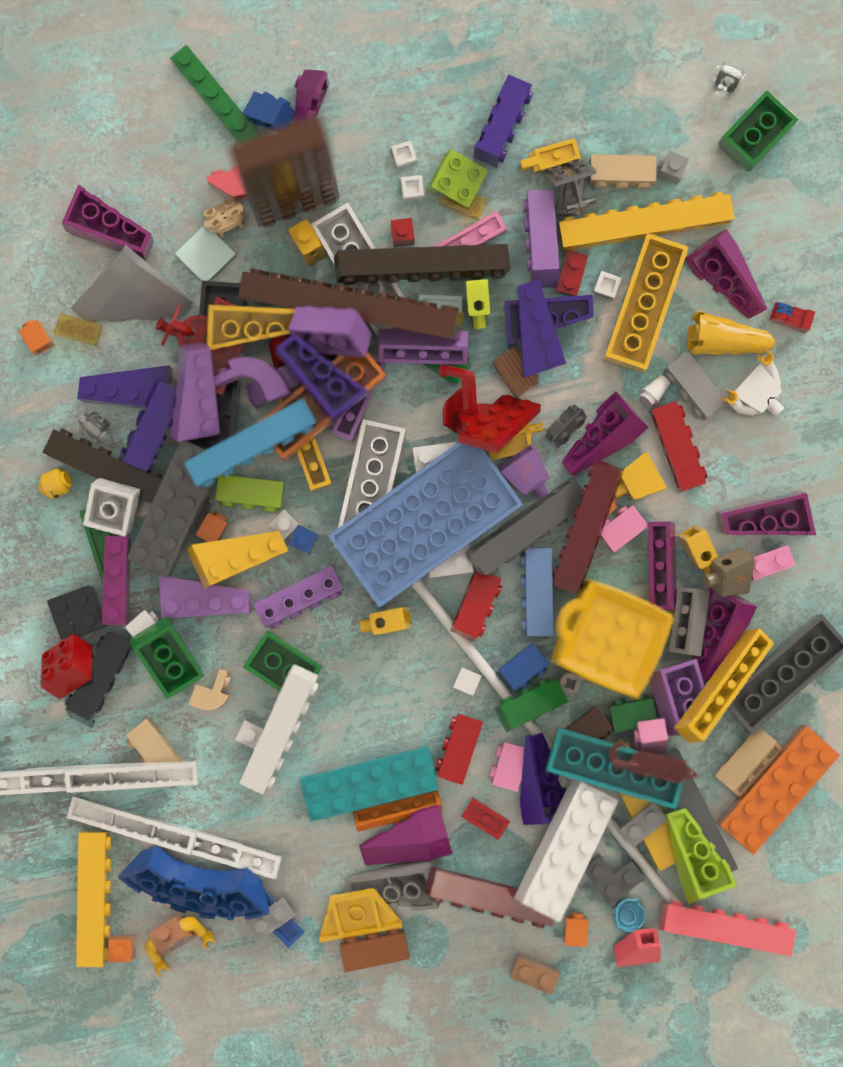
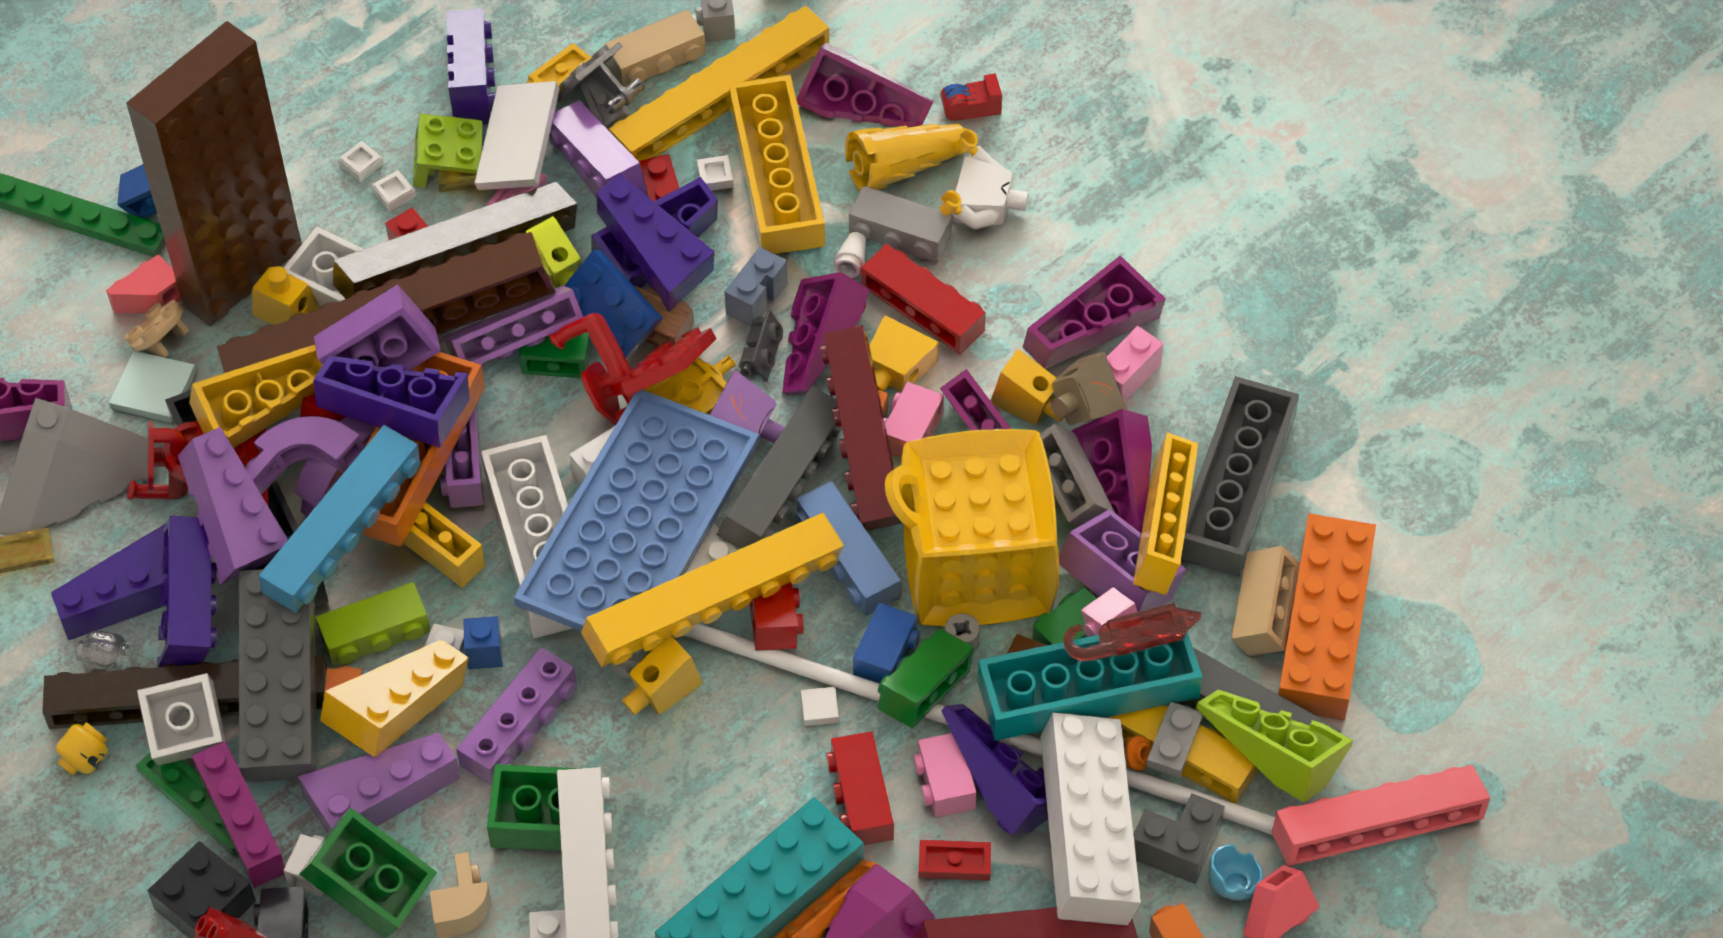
camera: 30 degrees left, 30 degrees down
(439, 596) = (711, 590): none -> yellow brick
(489, 356) = (606, 291): none -> blue plate
(502, 196) = (517, 135): none -> white tile
(593, 379) = (759, 279): none -> sand blue brick
(620, 815) = (1137, 752): none -> orange plate

